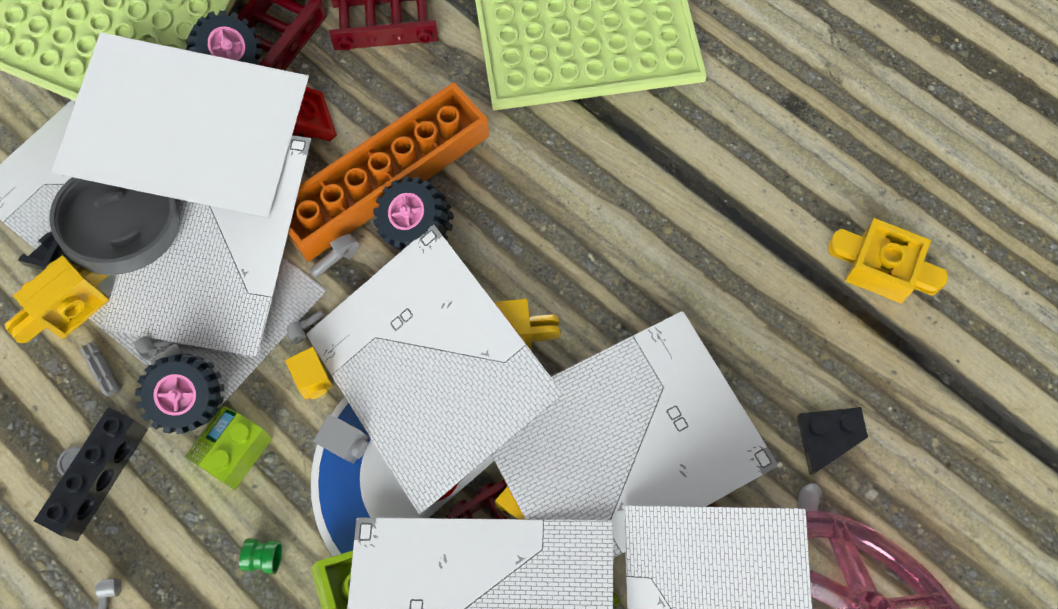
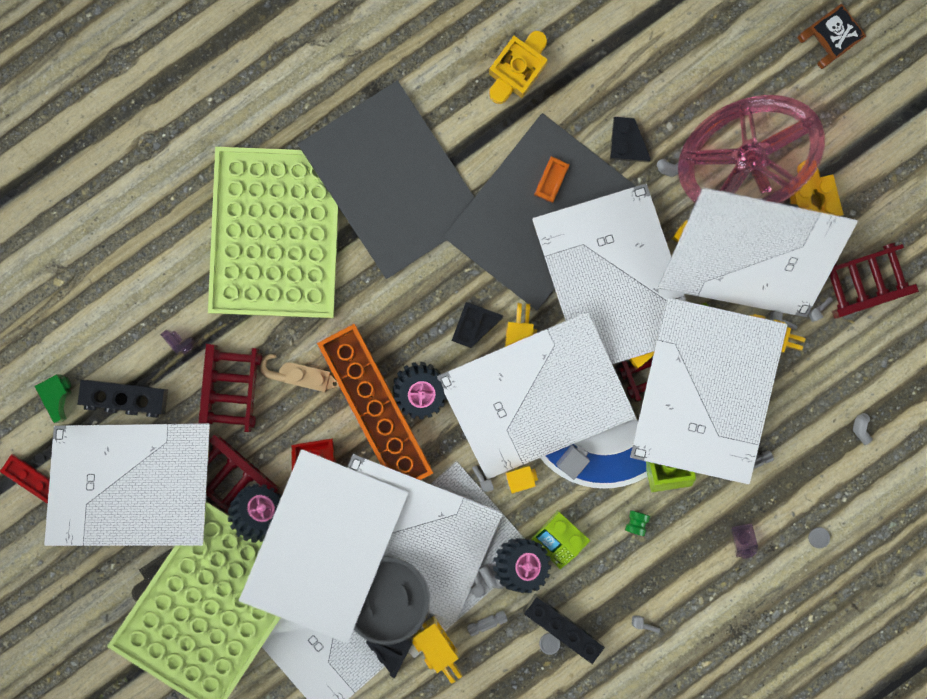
camera: 85 degrees left, 20 degrees up
(342, 247) = (434, 451): light grey bar -> none
(412, 80) = (299, 375): none -> tan plate
(517, 274) = (474, 324): none -> black wing
(687, 144) = (389, 178): none -> dark grey sticker
(744, 339) = (551, 179): none -> orange tile
(748, 325) = (498, 222): none -> dark grey sticker

